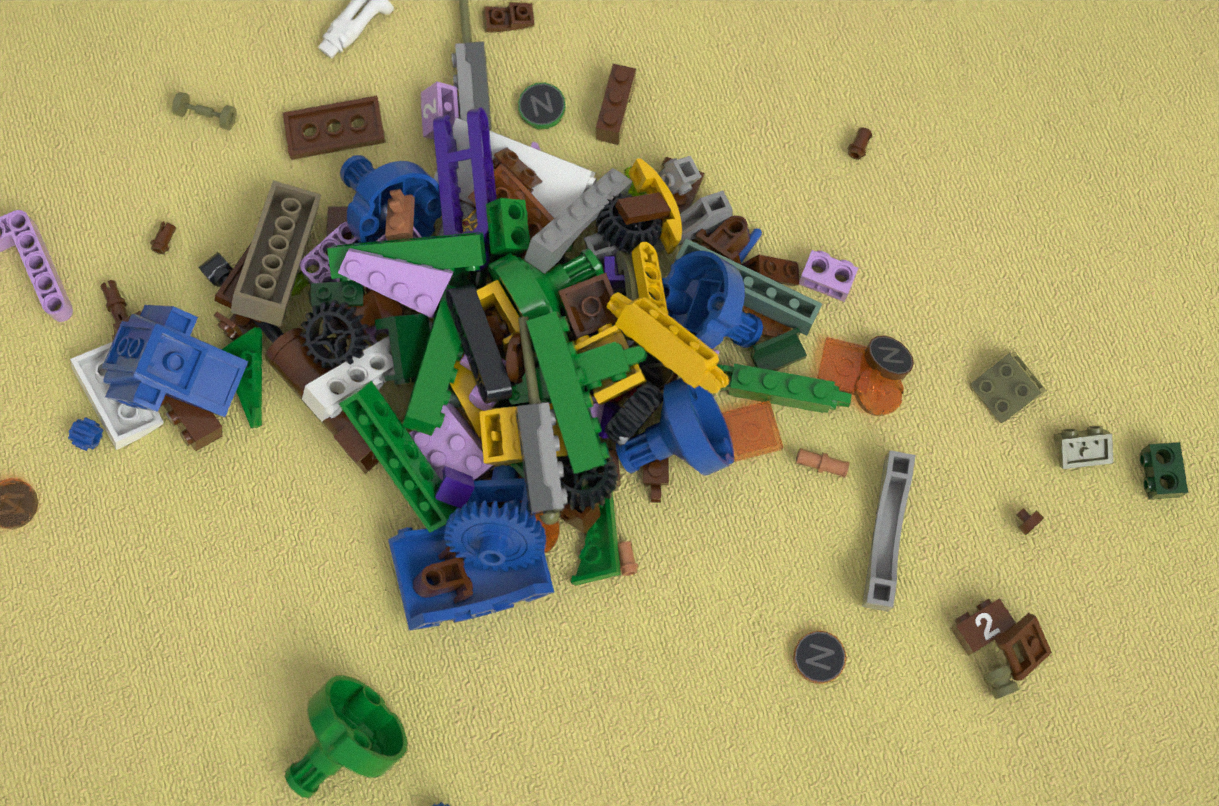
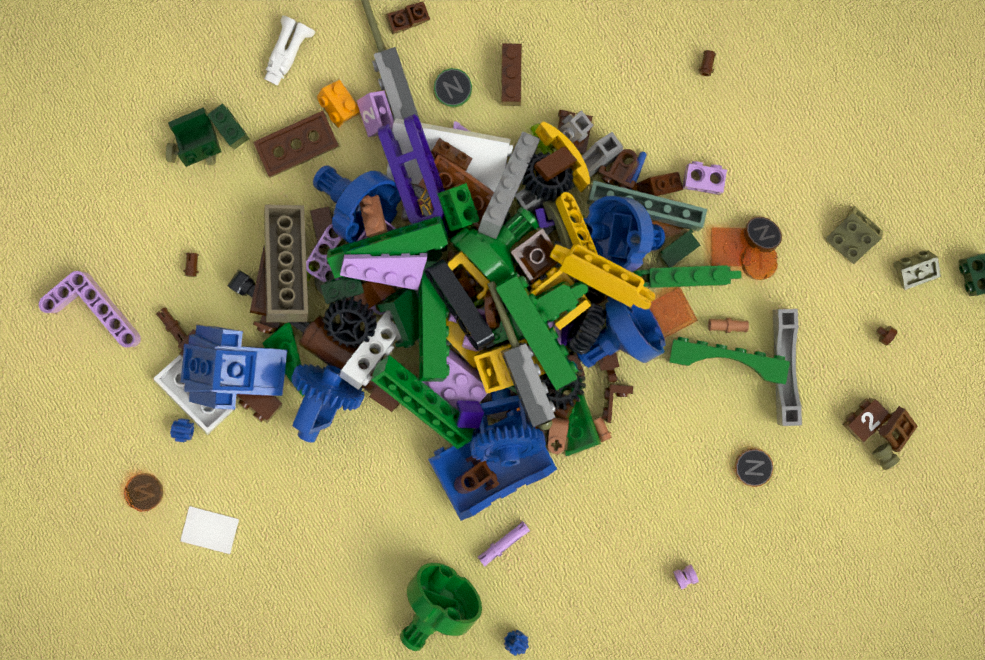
camera: 15 degrees left, 15 degrees up
(79, 573) = (209, 530): none -> white sticker
(214, 89) = (195, 137): none -> dark green panel
(258, 89) = (228, 126): none -> dark green brick
(293, 425) = (323, 396): none -> blue piece
(397, 92) = (338, 103): none -> light orange bracket
(454, 683) = (504, 543): none -> lavender pin
(566, 548) = (557, 432): none -> nougat piece
(663, 512) = (621, 391): none -> reddish brown bracket
(701, 782) = (689, 574): none -> lavender wheel
(764, 485) = (768, 368): none -> green arch

